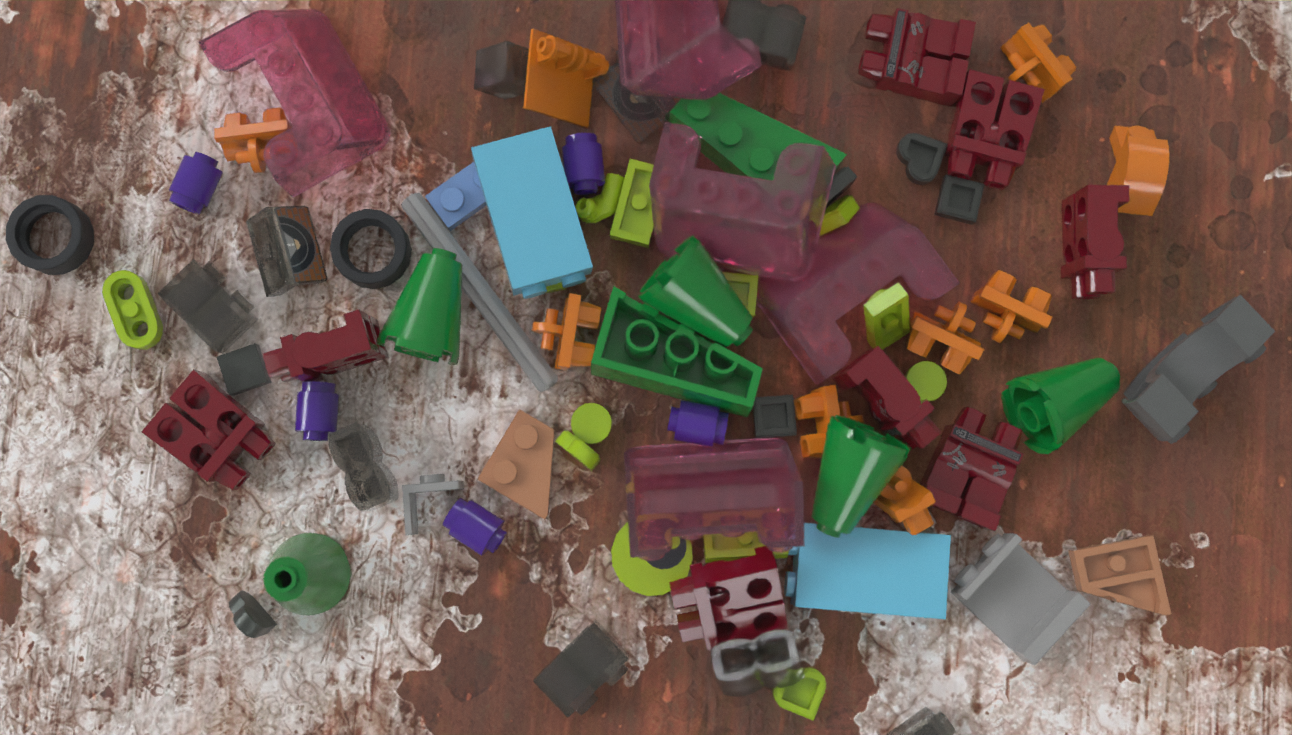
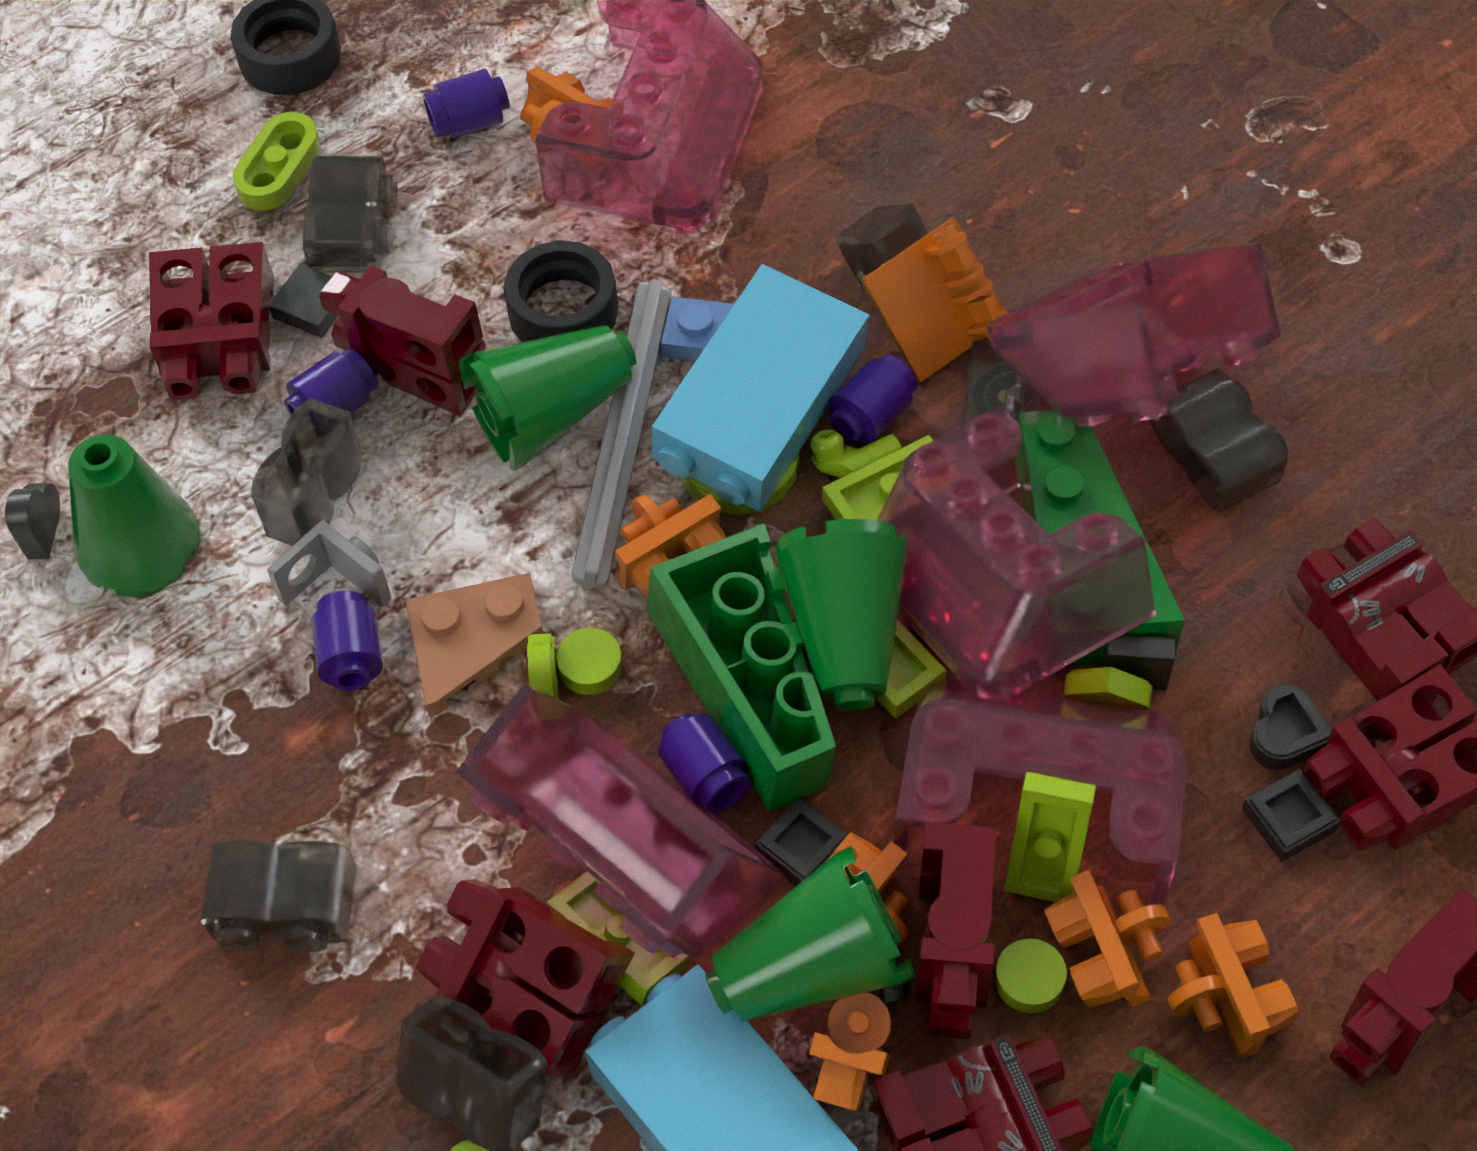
camera: 55 degrees right, 25 degrees down
(286, 248) = (482, 230): panel -> none
(650, 577) = (499, 853): lime tile -> none

